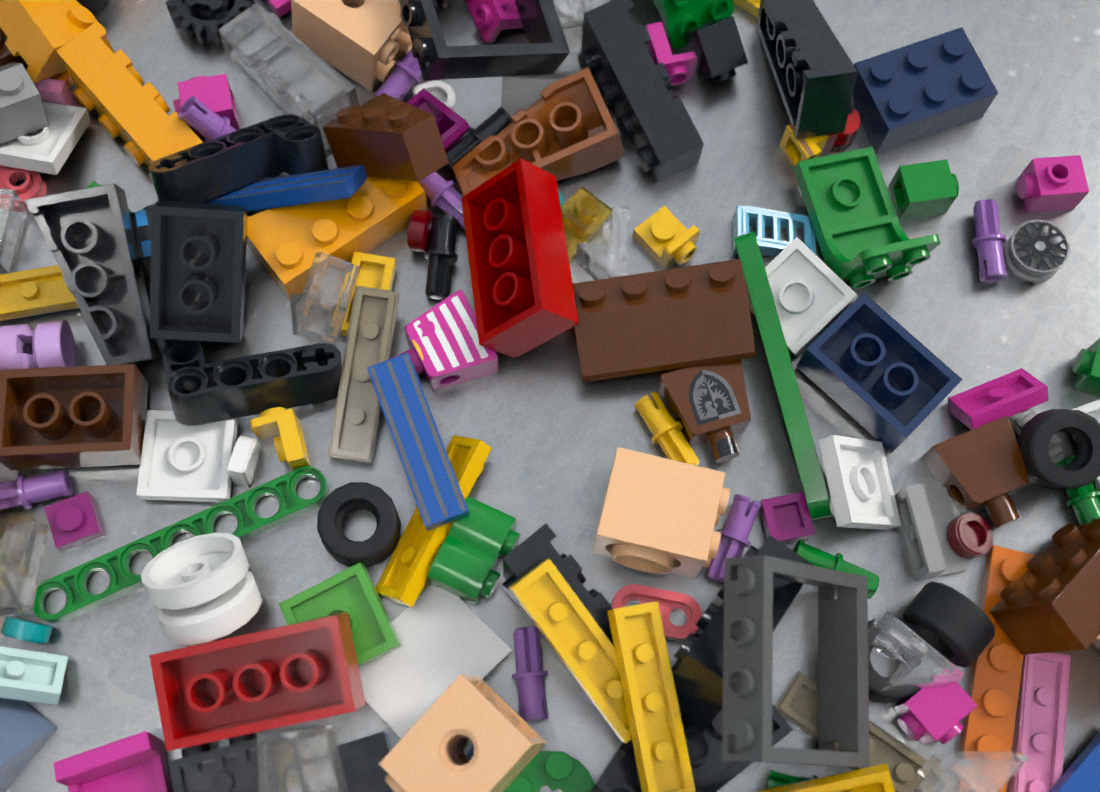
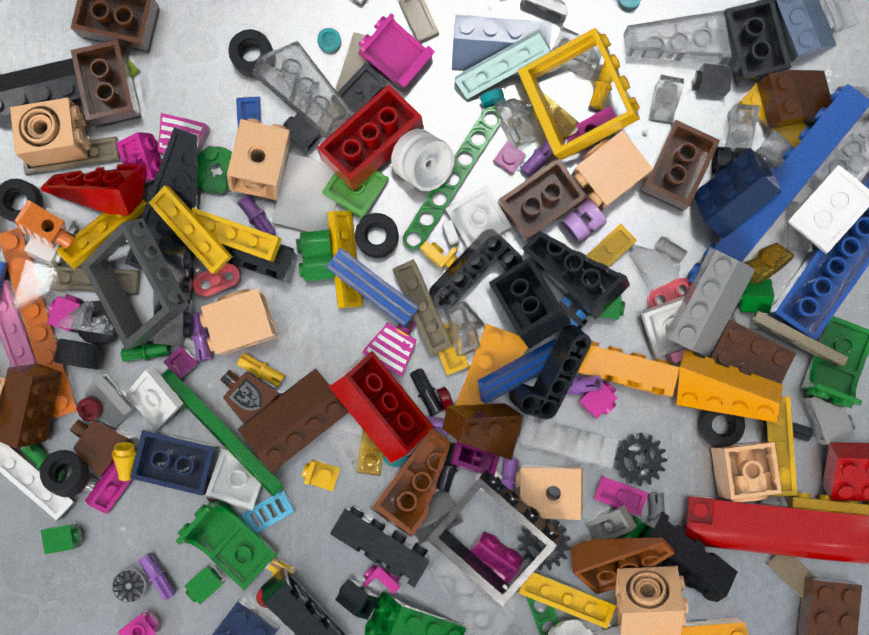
camera: 160 degrees right, 15 degrees up
(956, 414) = (124, 458): none -> yellow cone

